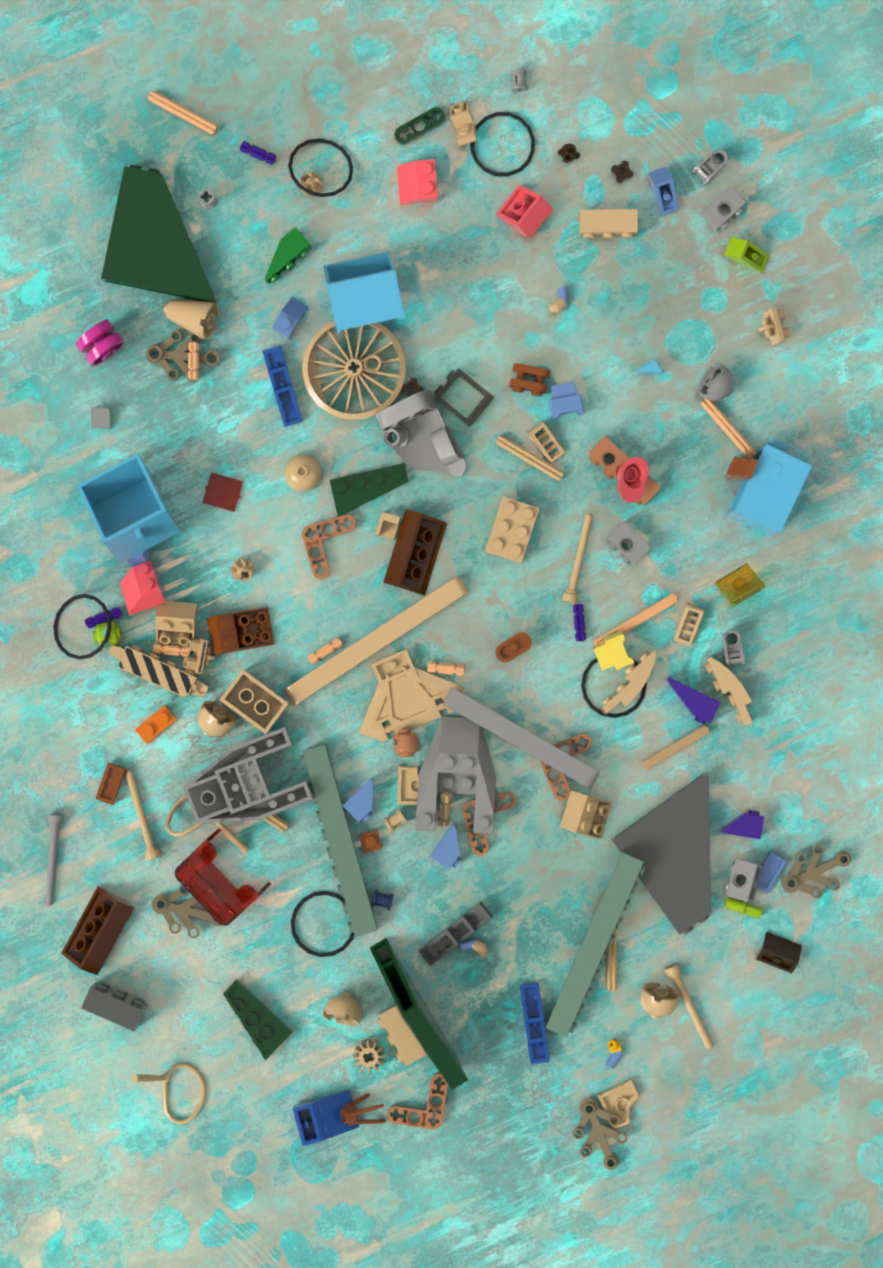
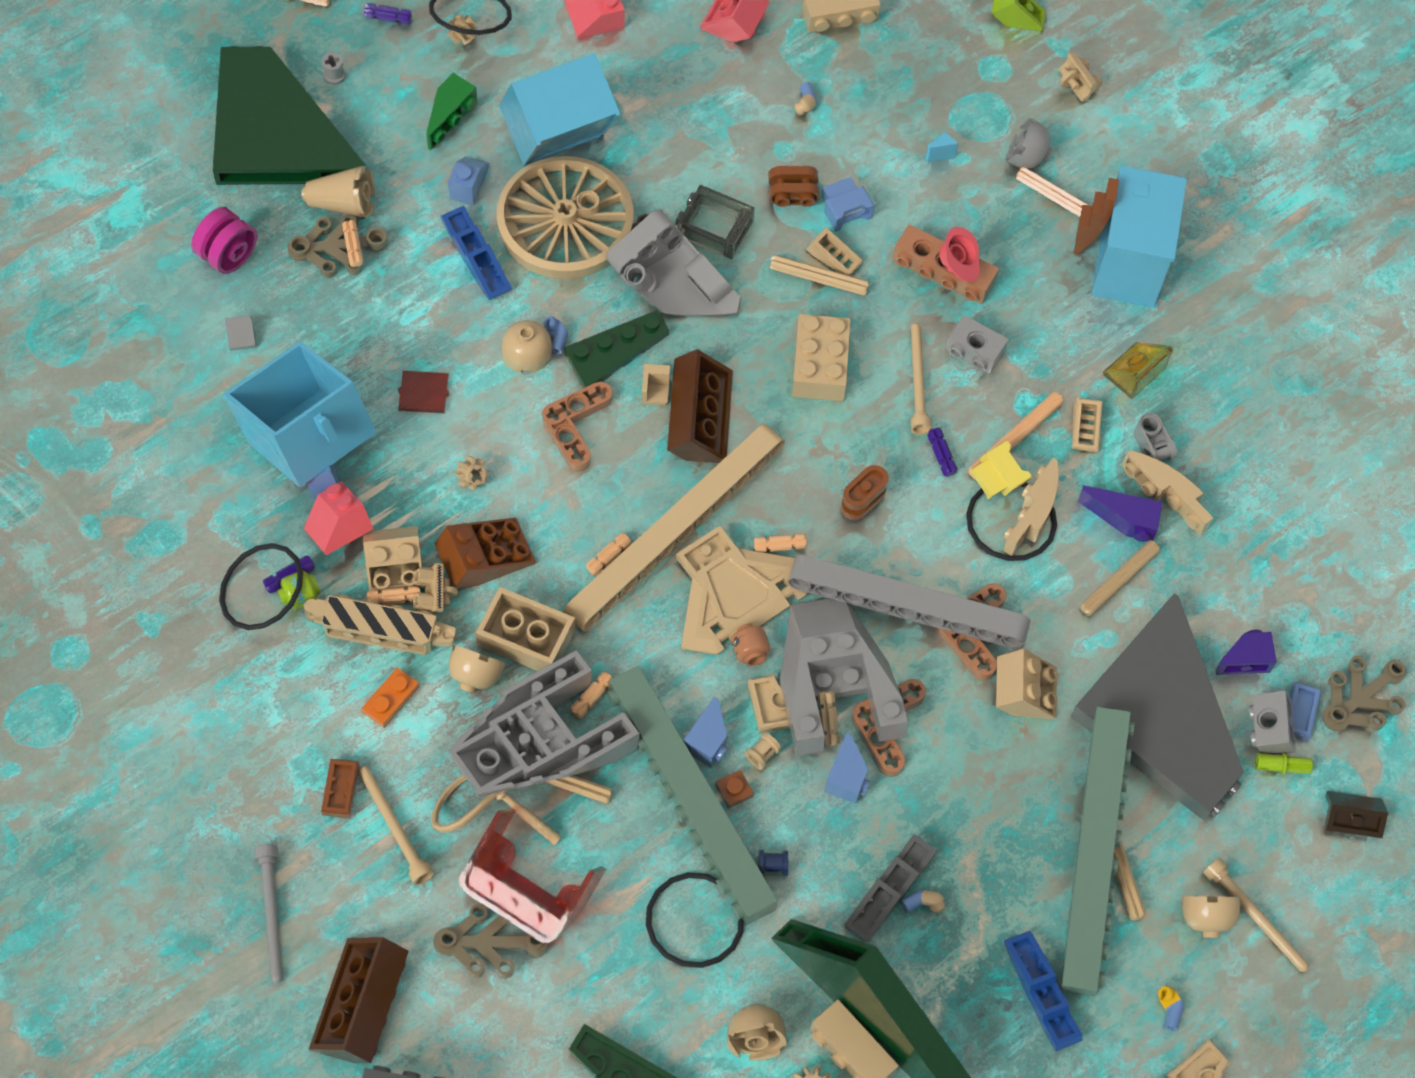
camera: 20 degrees left, 25 degrees down
(291, 753) = (591, 695): none -> light nougat axle
(328, 466) = (557, 332): none -> medium blue arm

